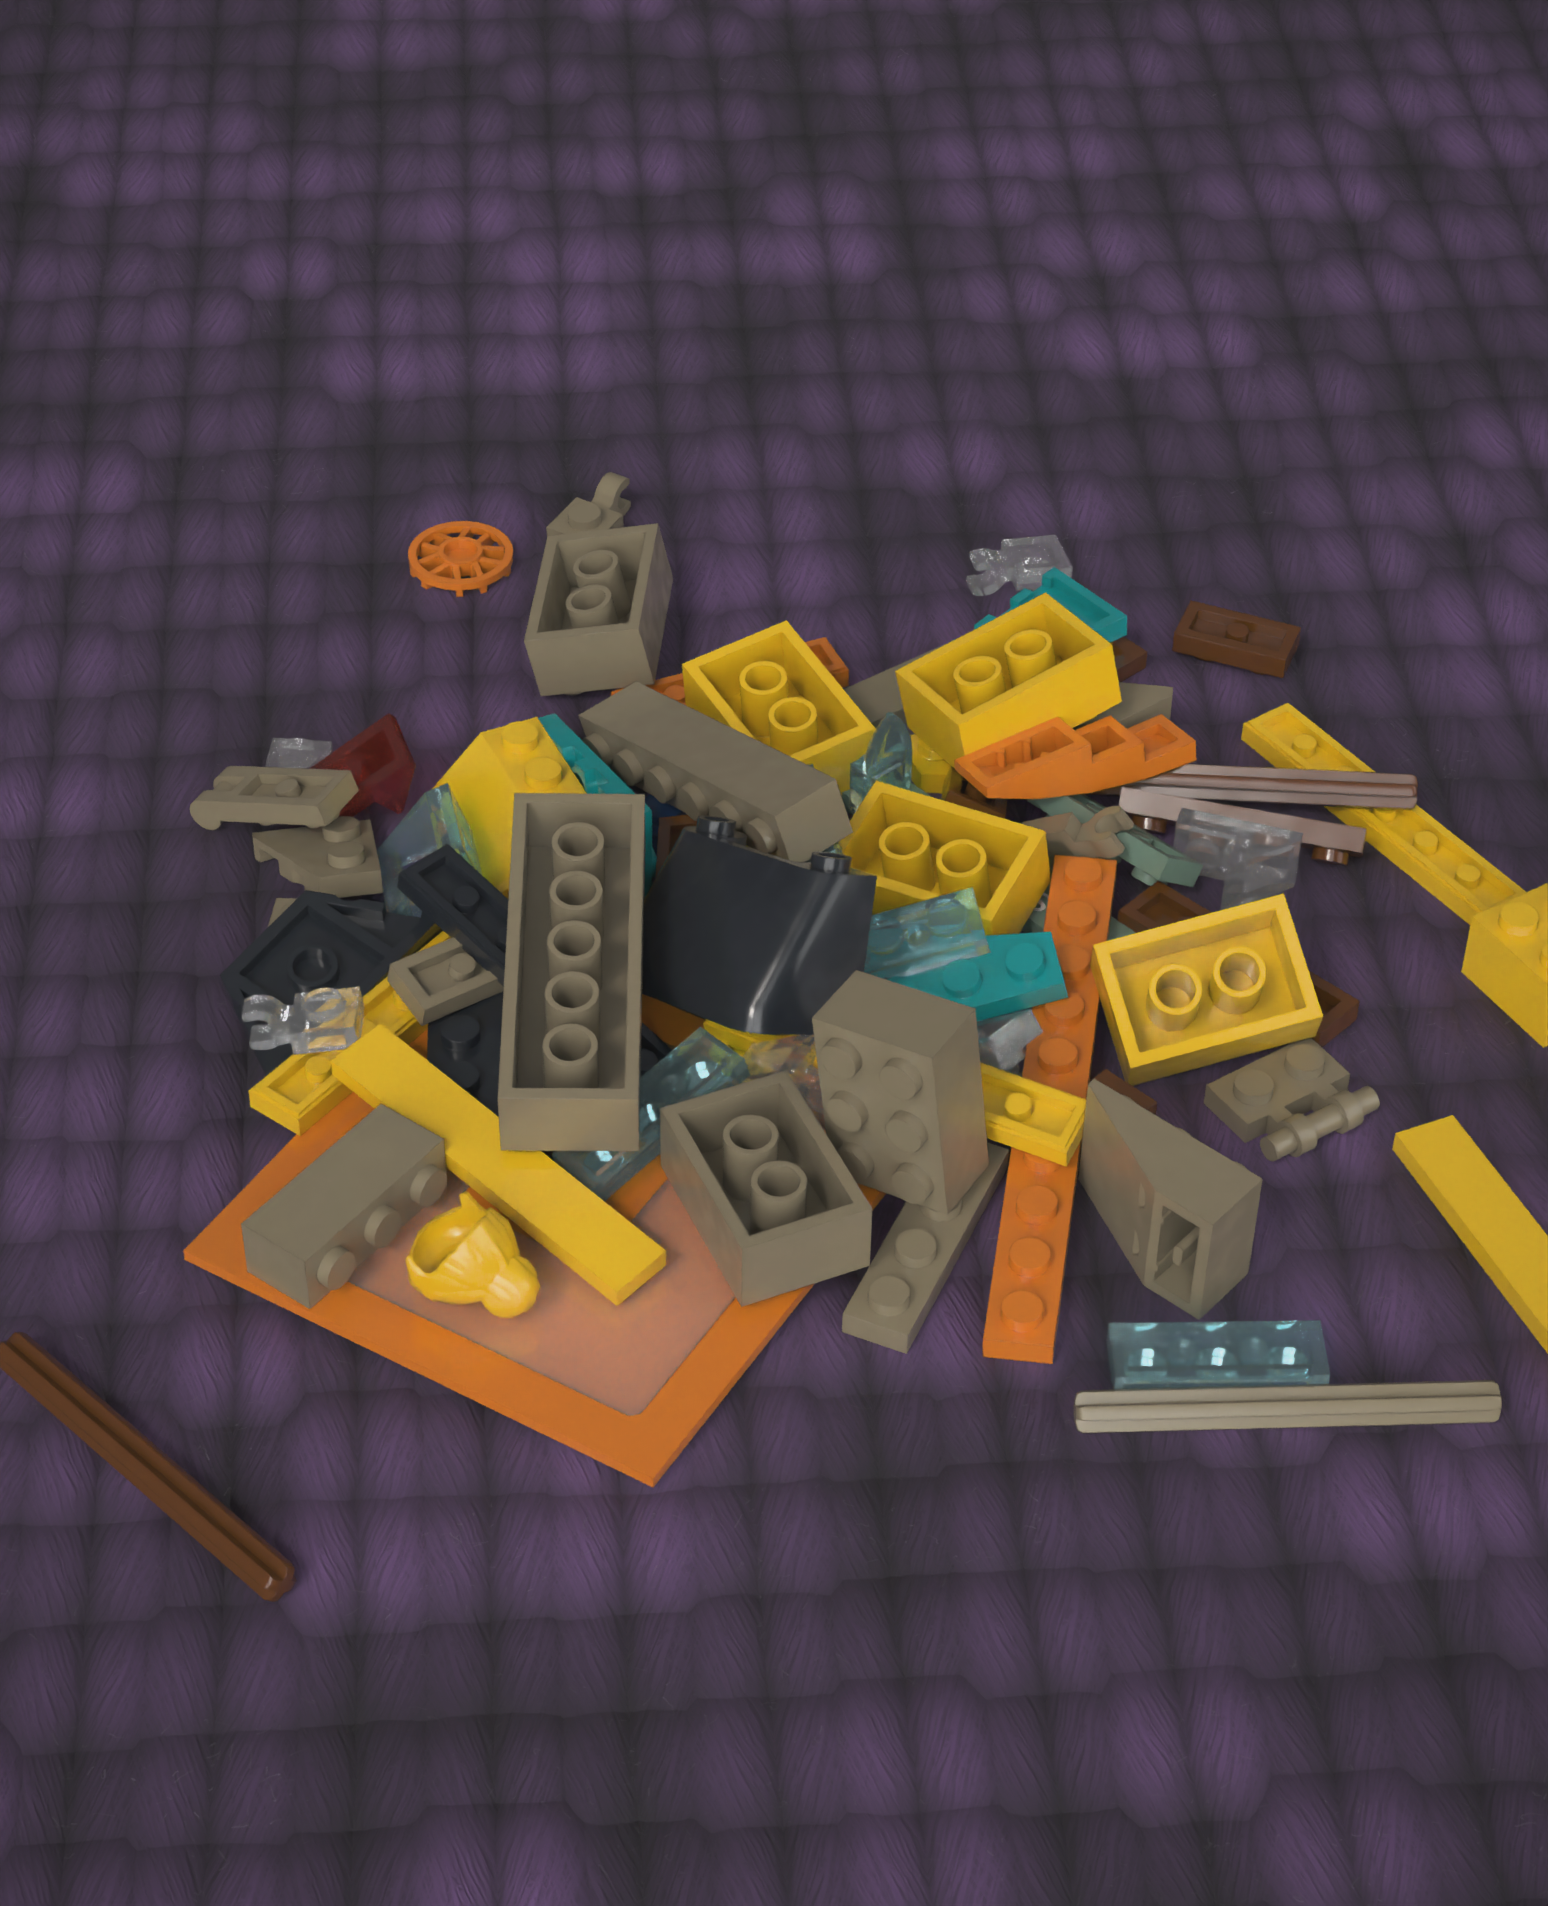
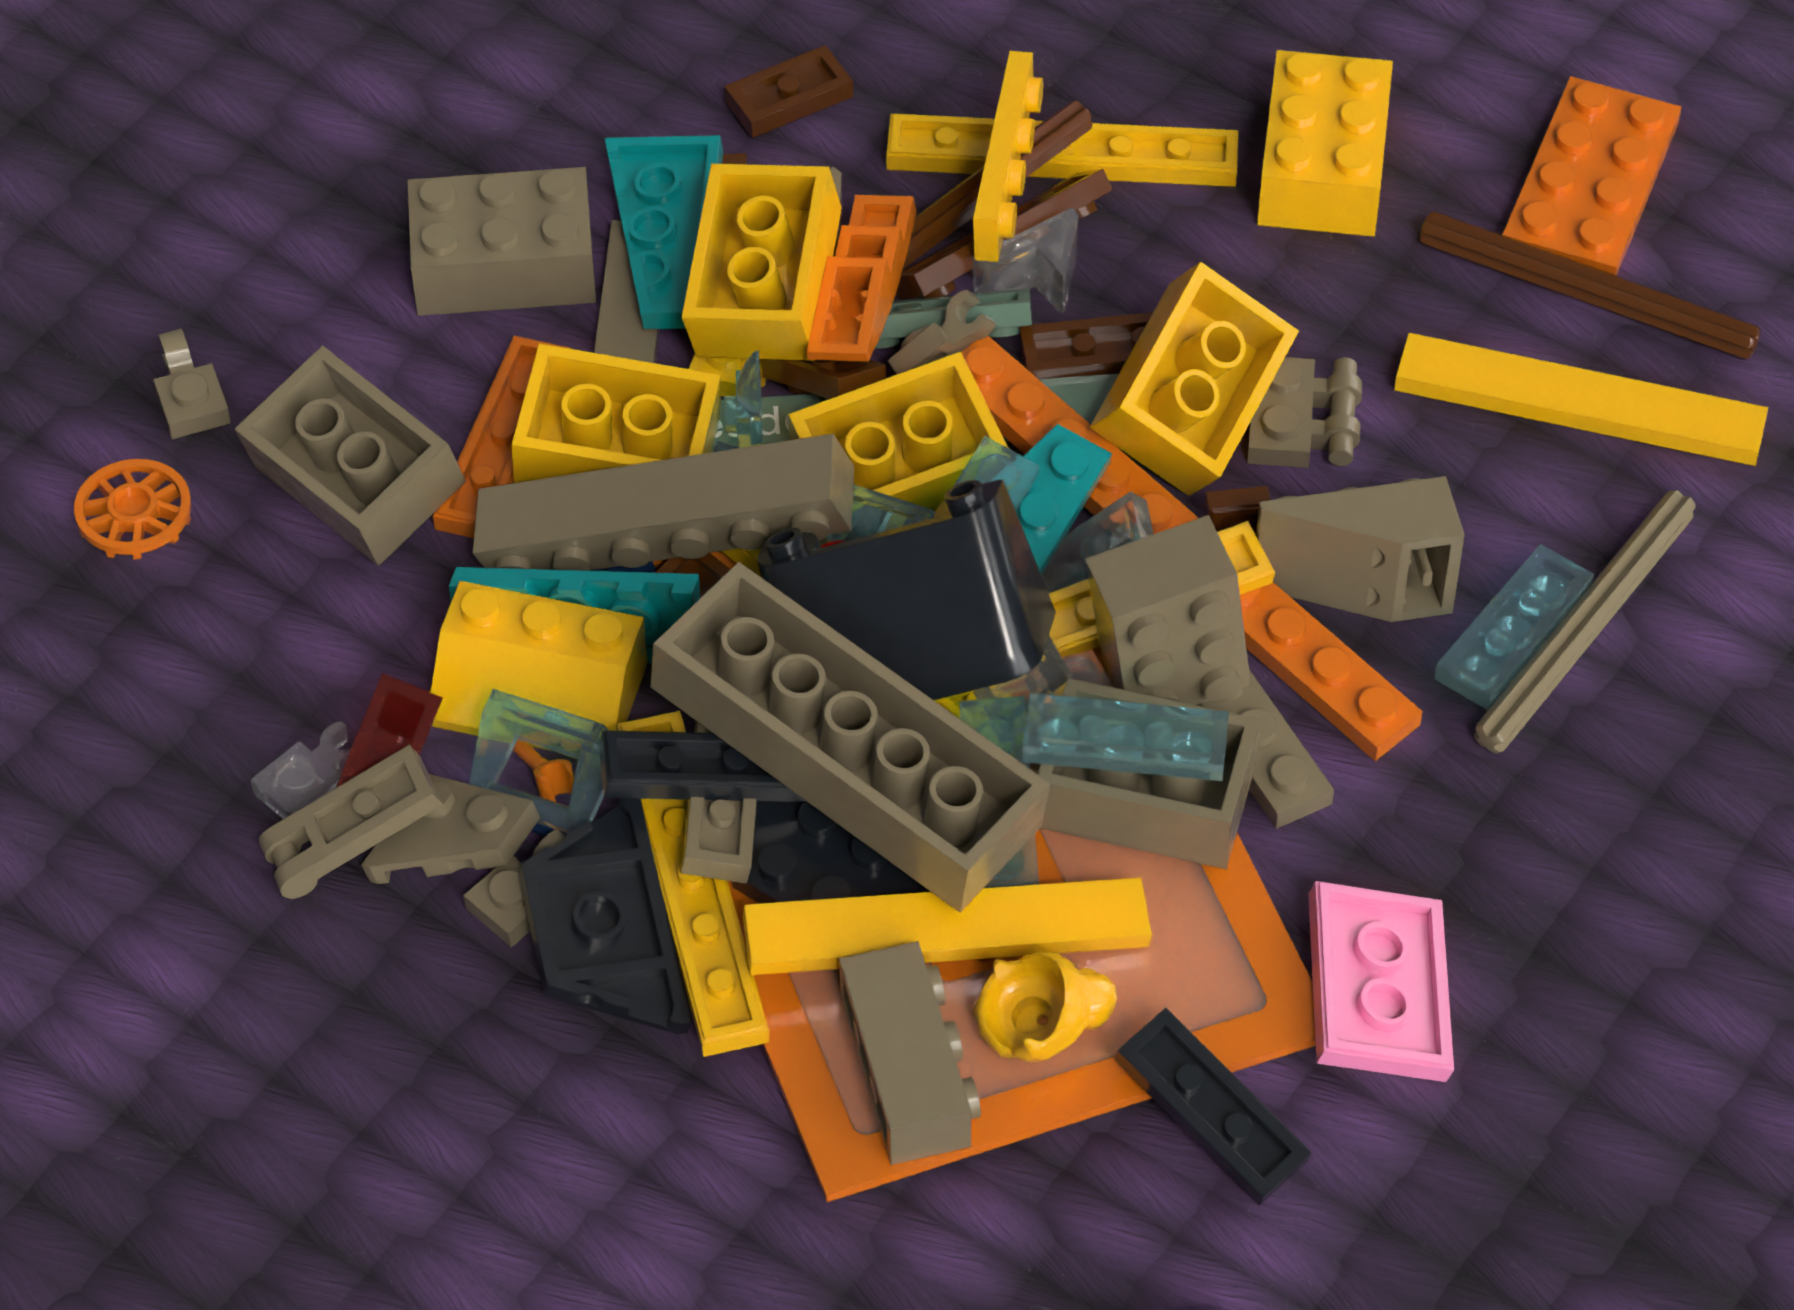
camera: 50 degrees left, 10 degrees up
(315, 1023) = (675, 948): clear plate -> none
(483, 1432) = (1212, 1106): none -> black plate
(734, 1478) = (1380, 982): none -> bright pink tile
(747, 1126) = (1125, 736): none -> clear light blue plate
(897, 576) = (501, 241): none -> dark tan brick
(1018, 561) = (566, 143): clear plate -> none
(1288, 757) = (1003, 170): none -> yellow plate

